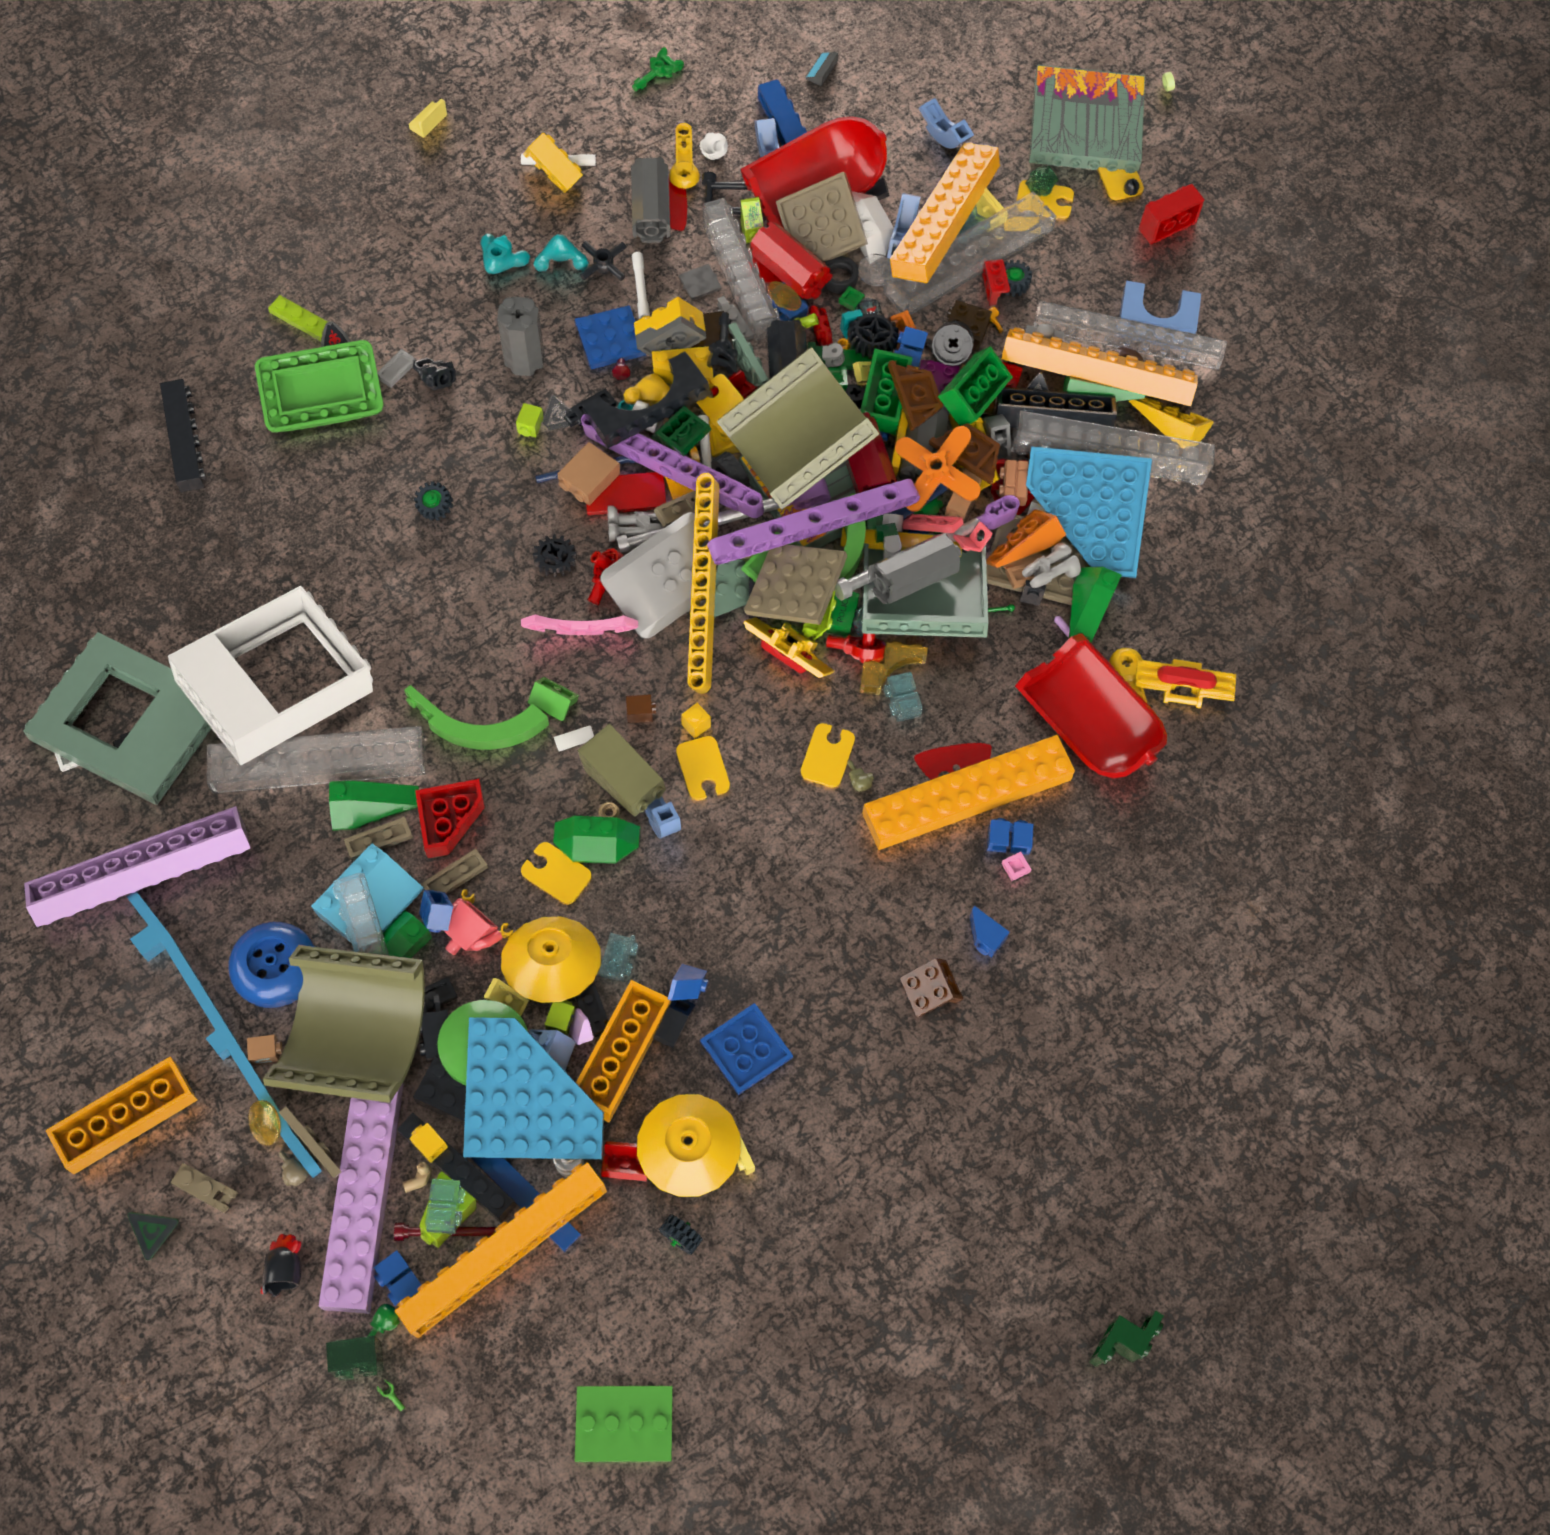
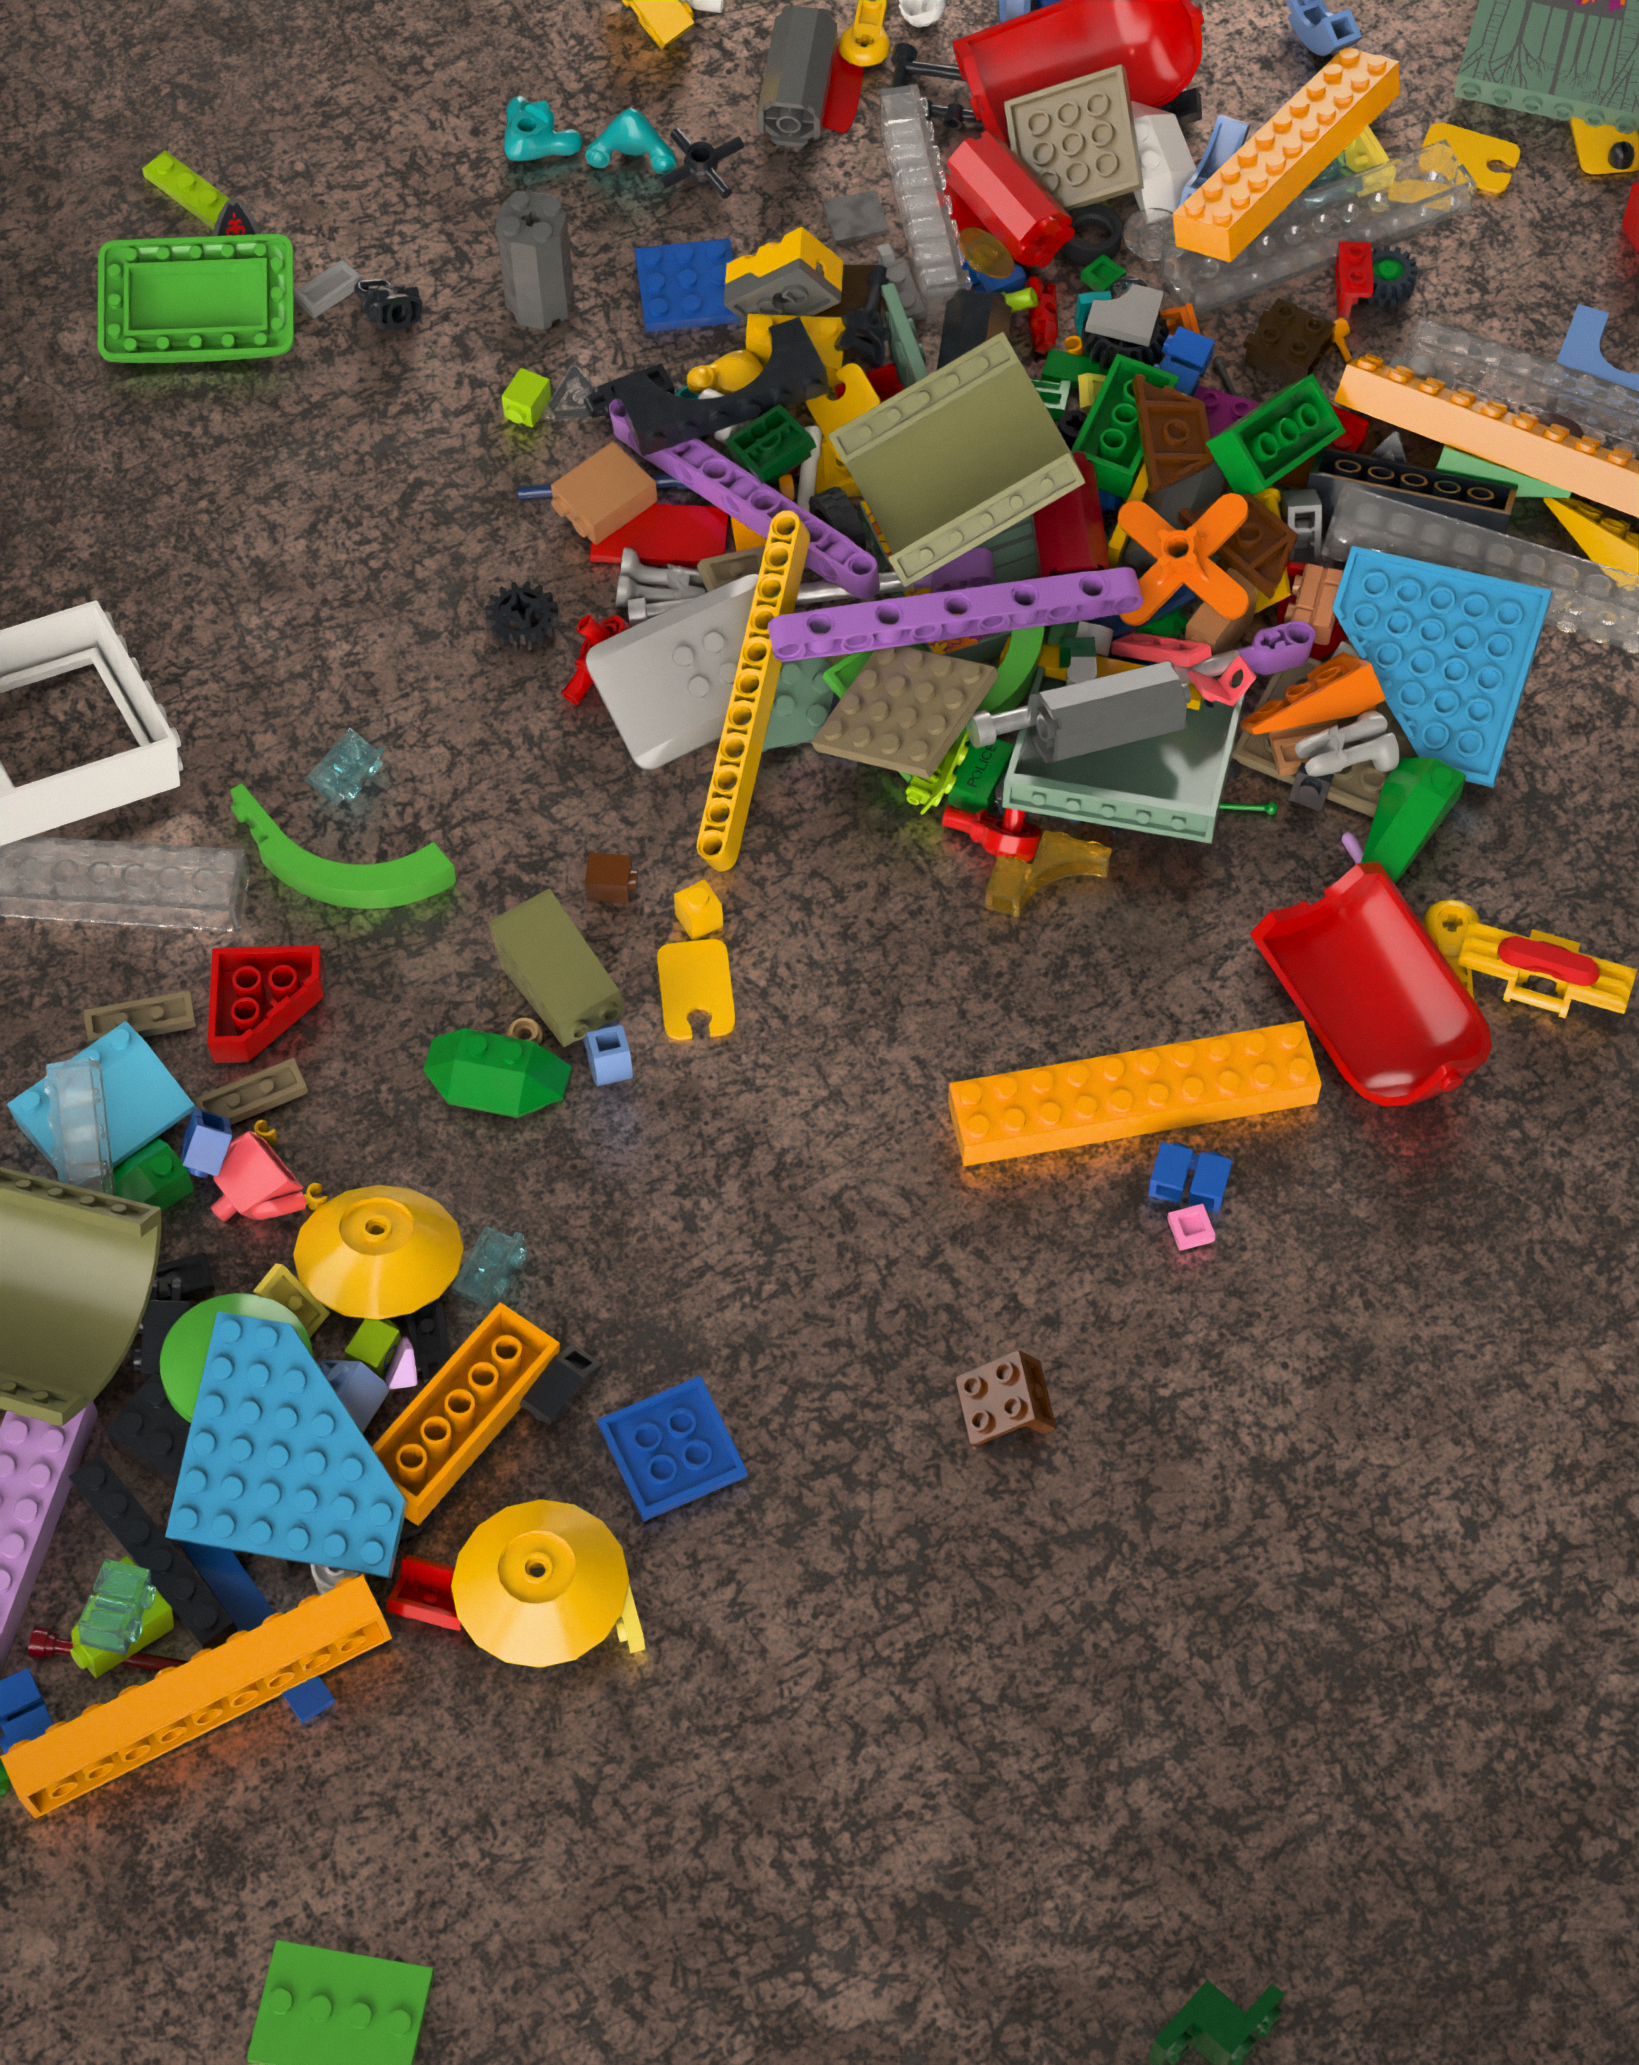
camera: 15 degrees right, 5 degrees down
(366, 802) = (128, 957): green wedge -> none
(421, 1178) = (90, 1568): tan arm -> none
(428, 1142) = (112, 1502): yellow brick -> none
(433, 501) = (342, 502): black wheel -> none
(469, 664) = (343, 766): none -> clear light blue bracket
(552, 698) = (470, 840): bright green panel -> none
(560, 876) = (424, 1126): yellow piece -> none
(567, 627) = (602, 737): bright pink tile -> none
(574, 738) = (483, 911): white sticker -> none
(621, 370) = (693, 339): dark red rock -> none
(638, 267) = (757, 182): white piece -> none
(680, 1234) = (497, 1724): black wheel -> none
(688, 983) = (593, 1325): blue slope -> none
(751, 217) = (958, 120): lime slope -> none
(796, 655) = (888, 830): yellow piece -> none
(827, 761) = (906, 1010): yellow piece -> none
(830, 355) = (1041, 359): light grey leg -> none
(860, 780) = (954, 1046): olive piece -> none
(874, 324) = (1127, 317): none -> light grey tile
(904, 700) = (1055, 922): clear light blue piece -> none
(944, 758) = (1106, 1035): red piece -> none
(953, 354) = (1238, 362): wheel -> none
(987, 933) = (1119, 1327): blue slope -> none
(1042, 180) = (1466, 126): clear green brick -> none

